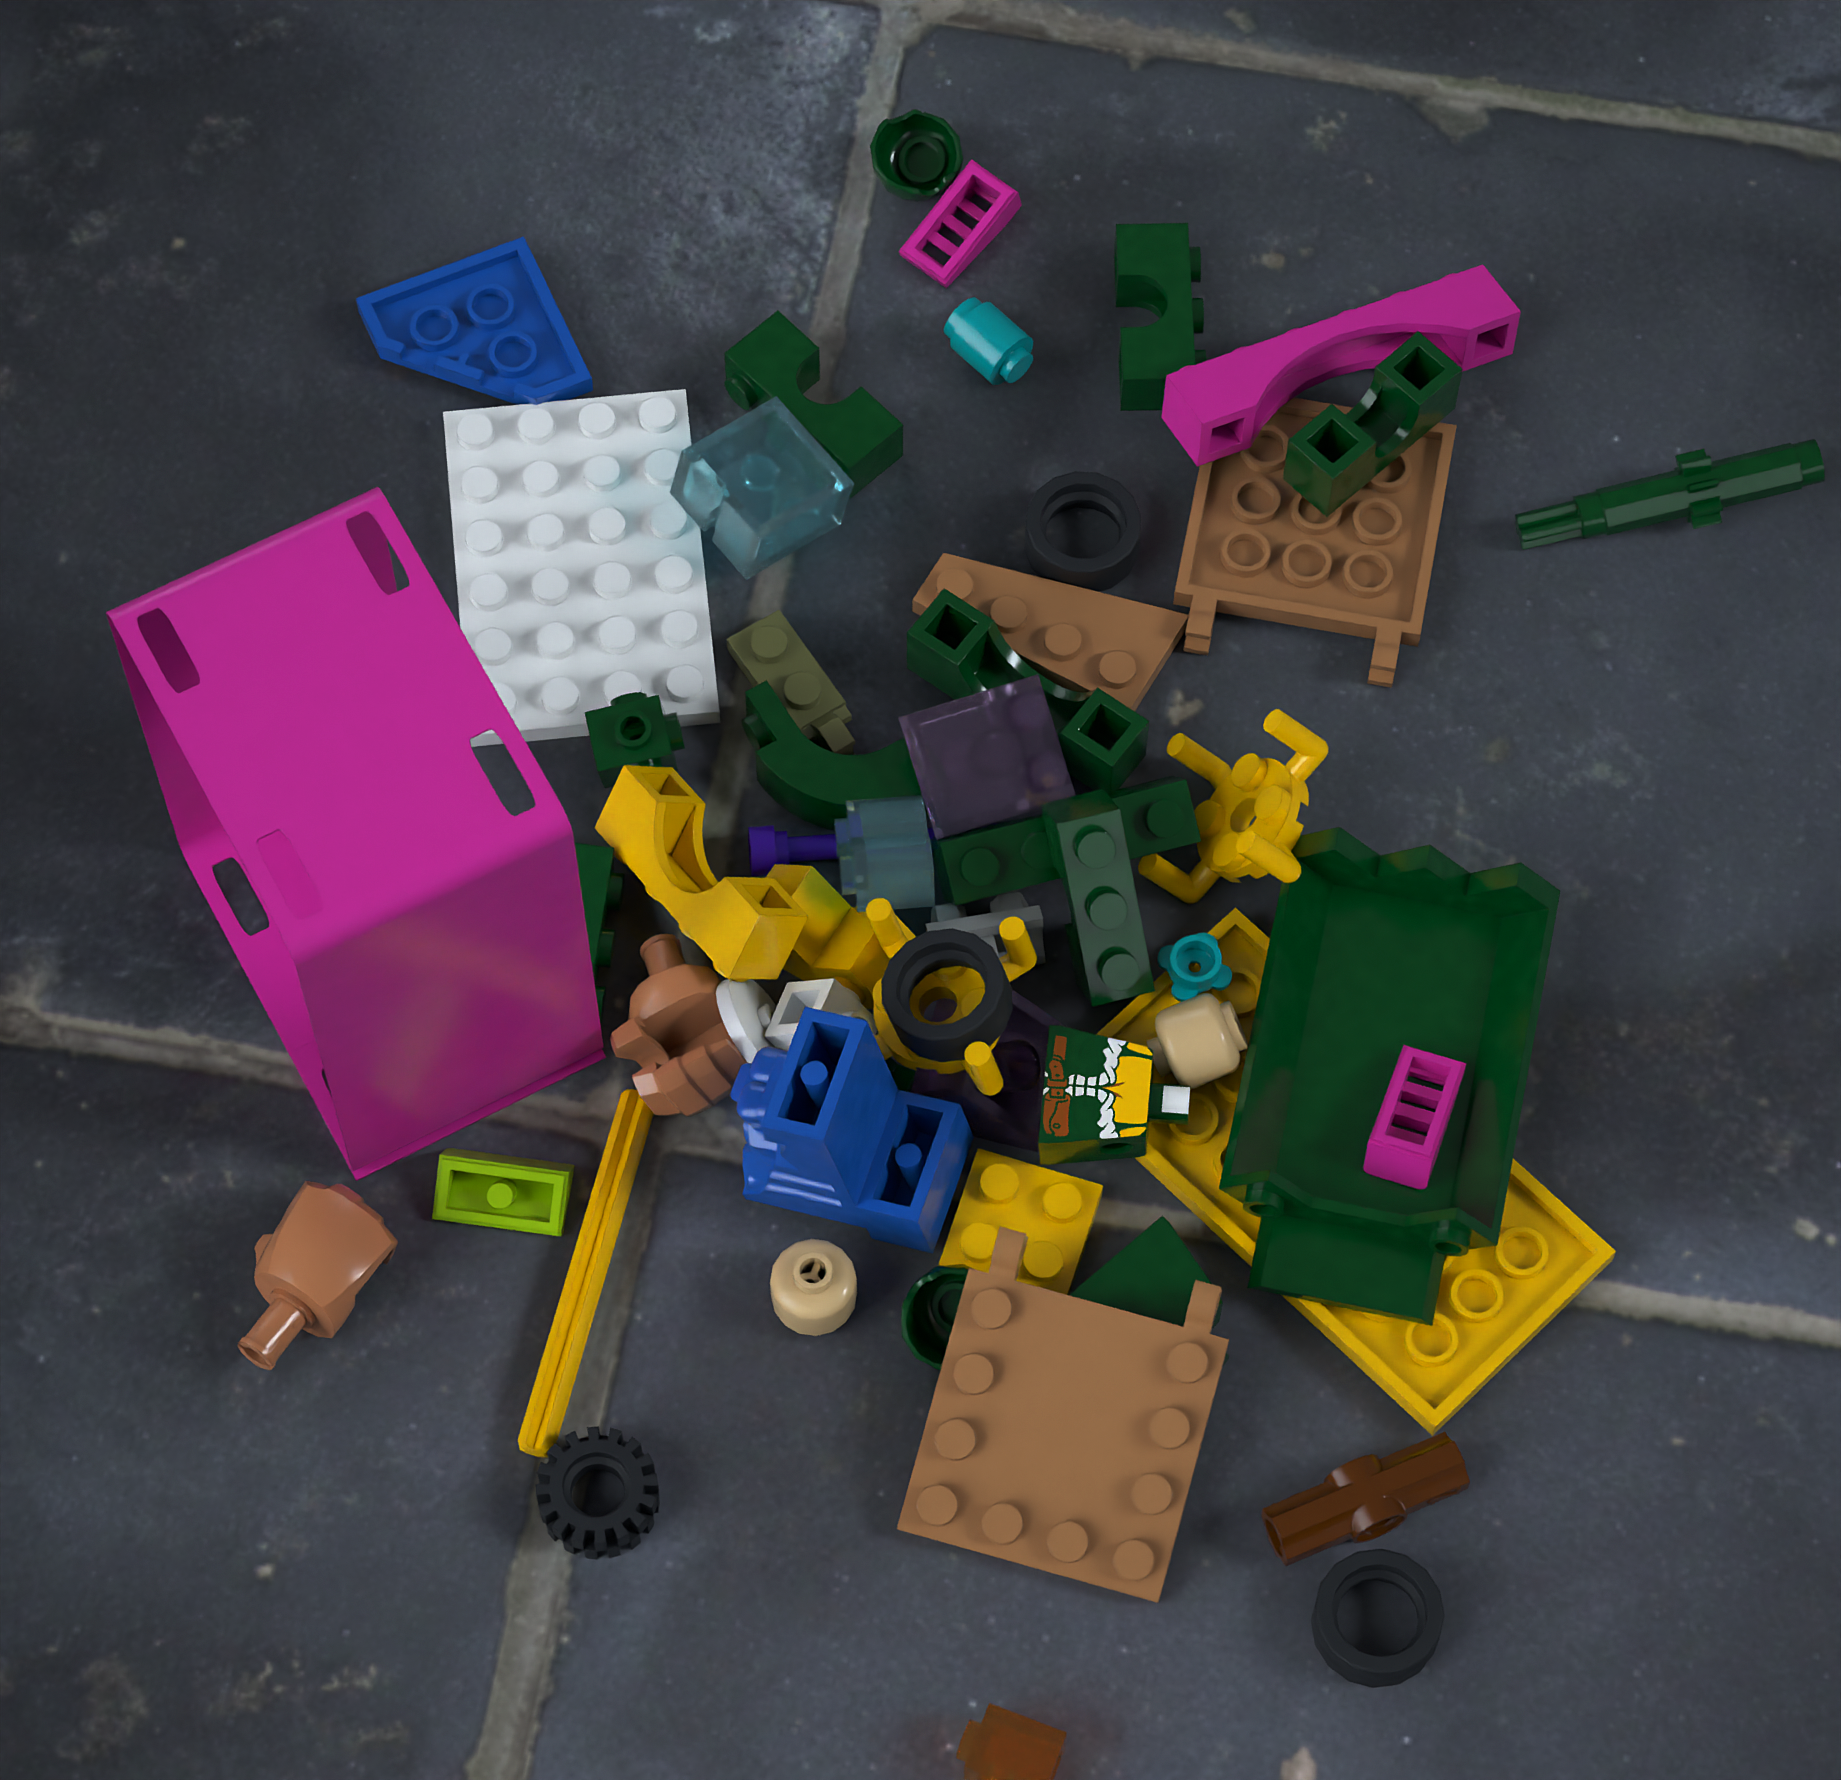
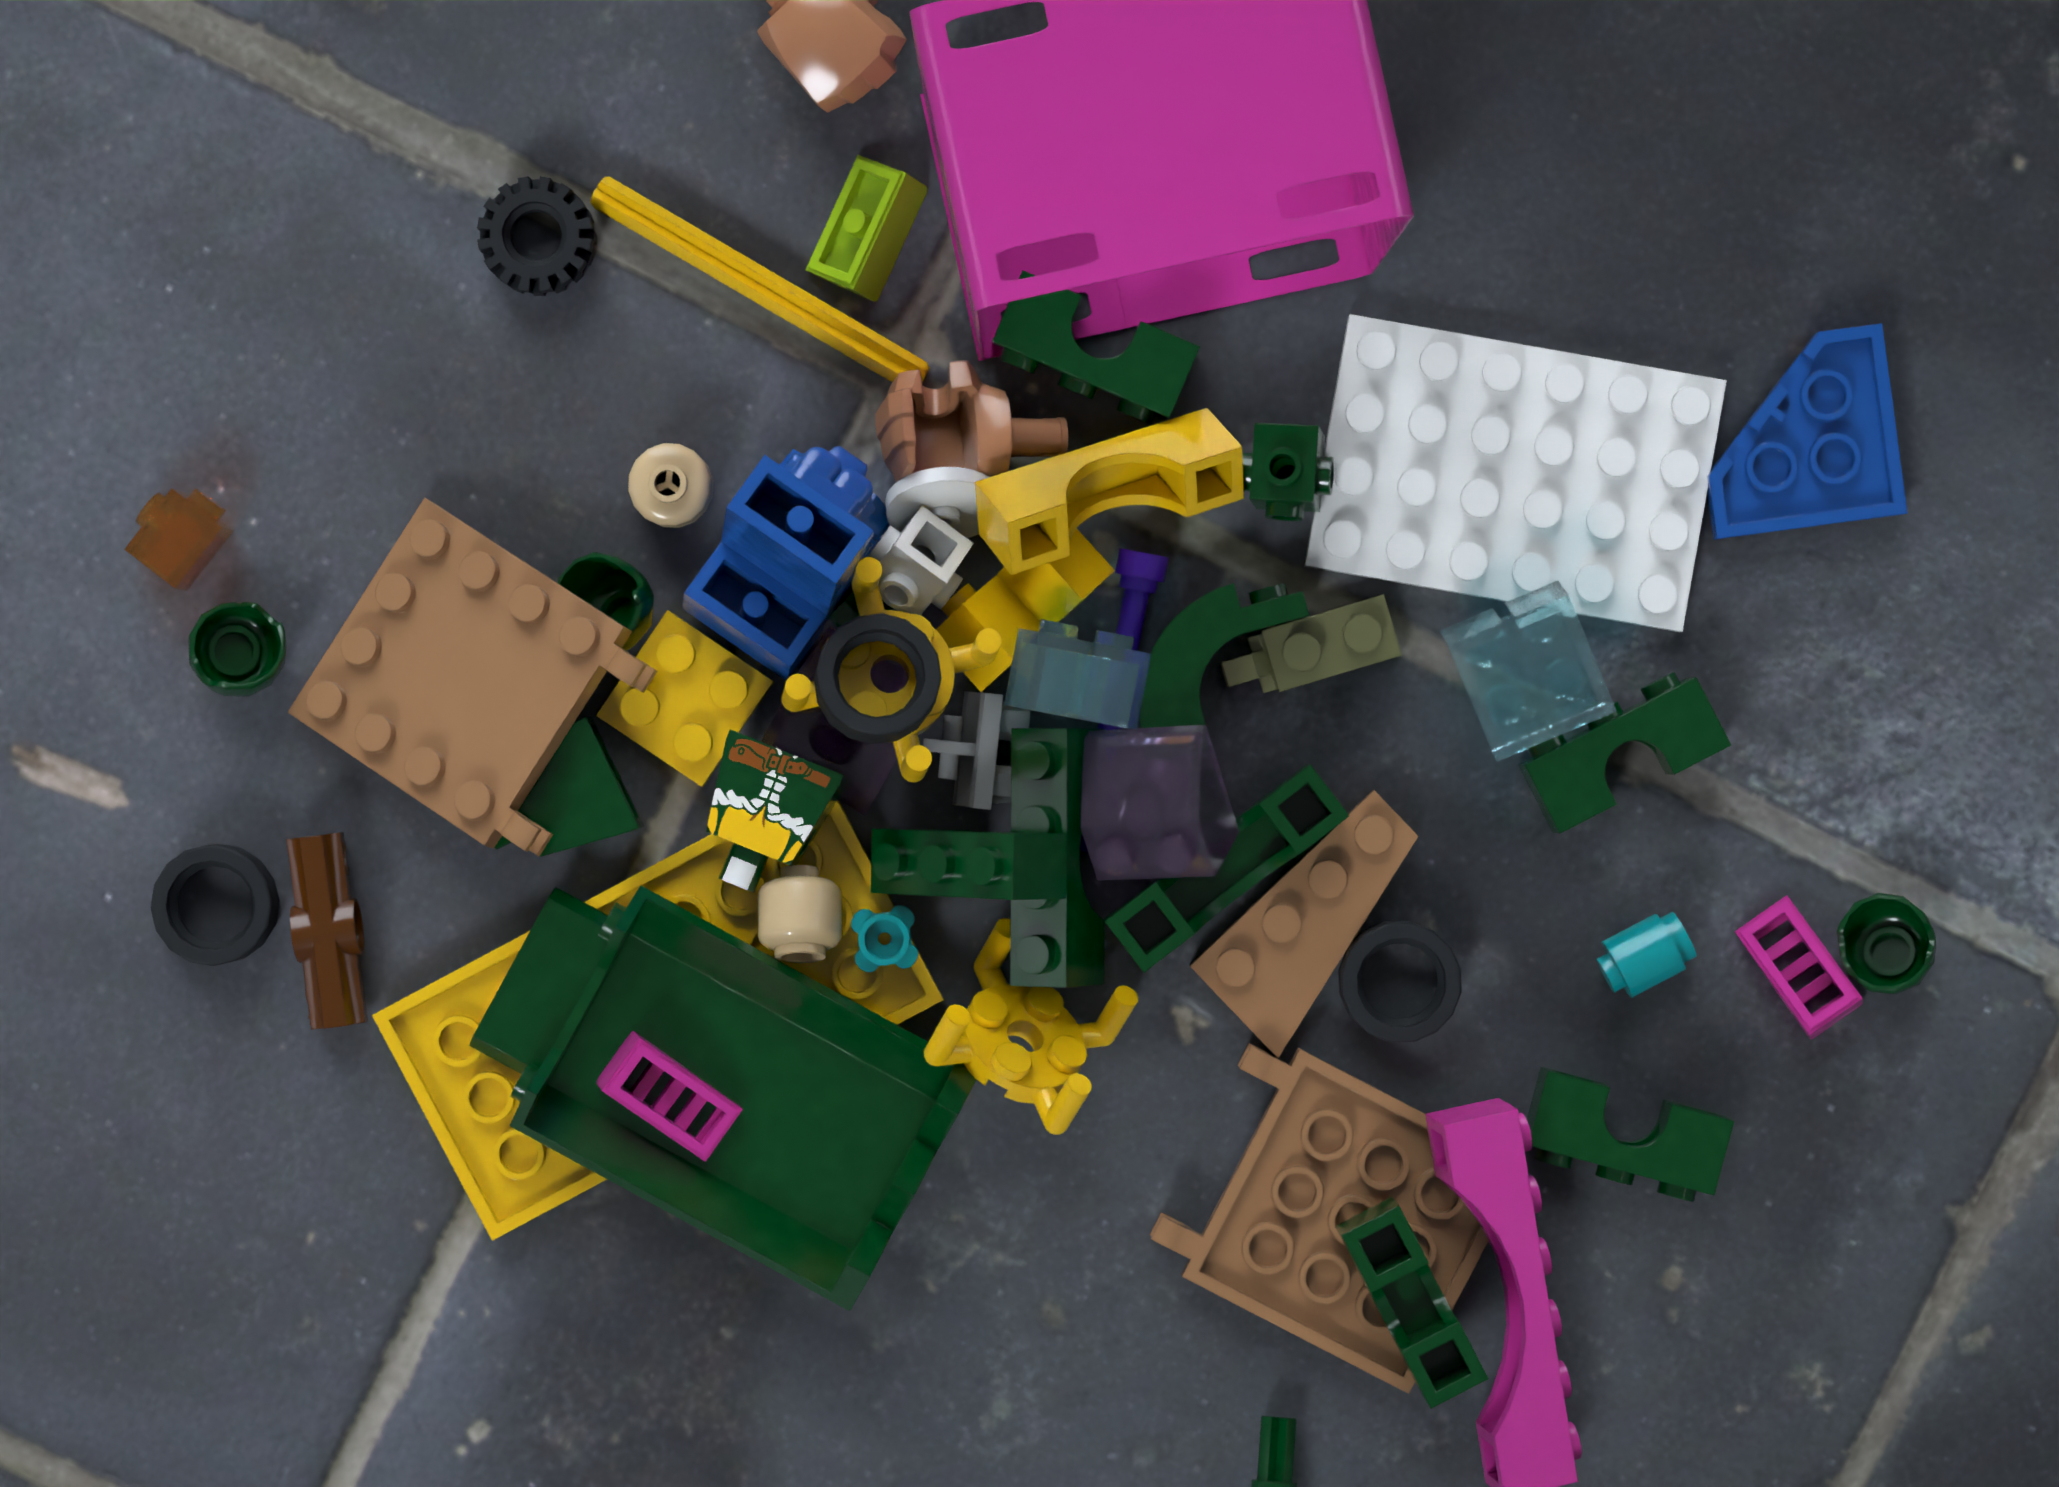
camera: 110 degrees right, 25 degrees up
(1109, 1661) = (237, 649): none -> dark green hair

